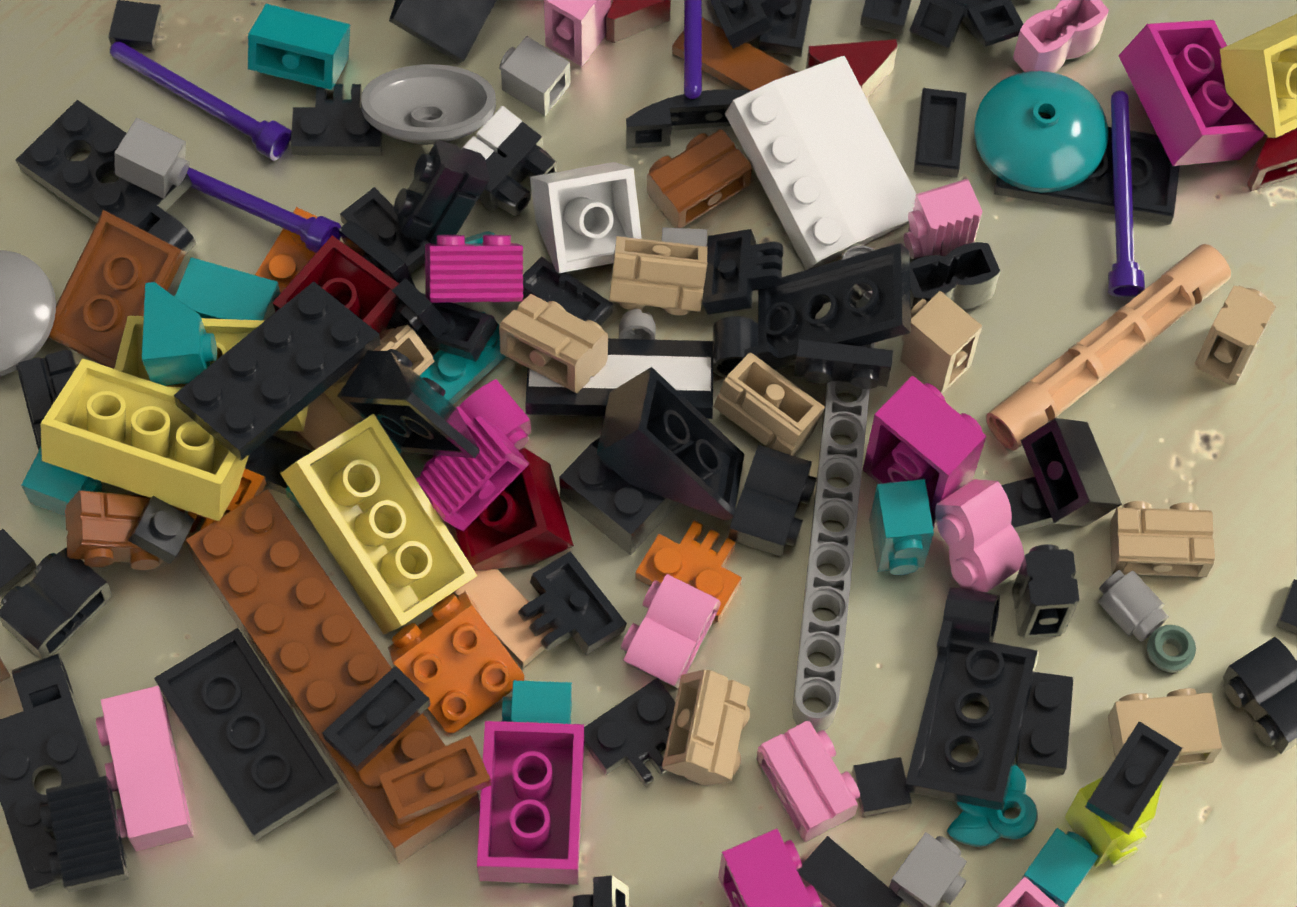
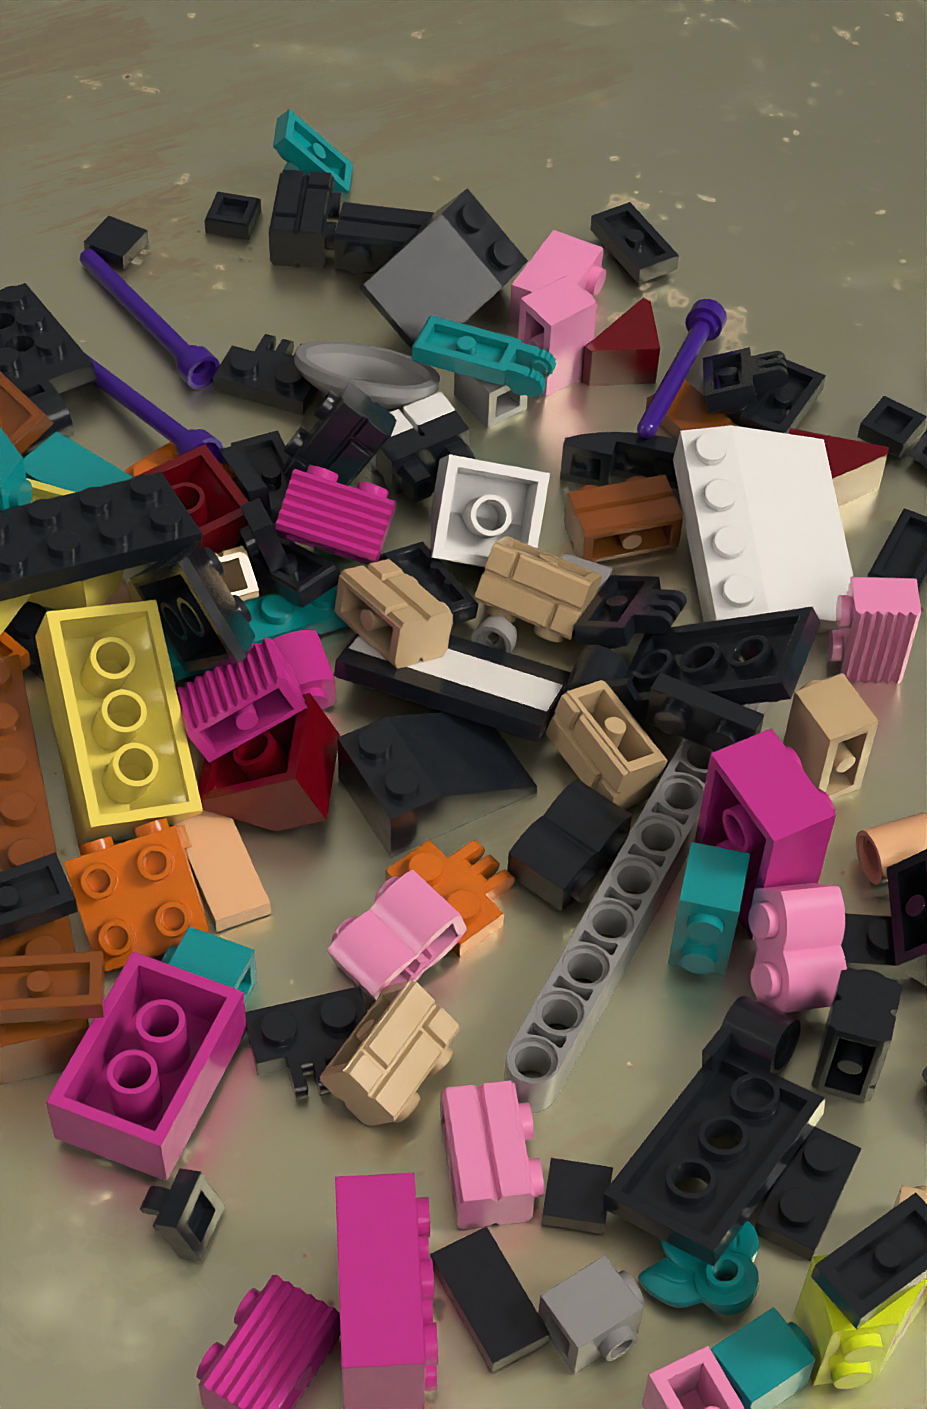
camera: 20 degrees right, 15 degrees down
(151, 158) = (58, 330): light grey brick -> none
(298, 46) = (261, 293): teal brick -> none
(527, 61) = (483, 355): none -> teal hinge
(571, 607) = (294, 880): black hinge -> none
(669, 446) = (473, 744): black slope -> none
(964, 275) = (883, 677): black brick -> none

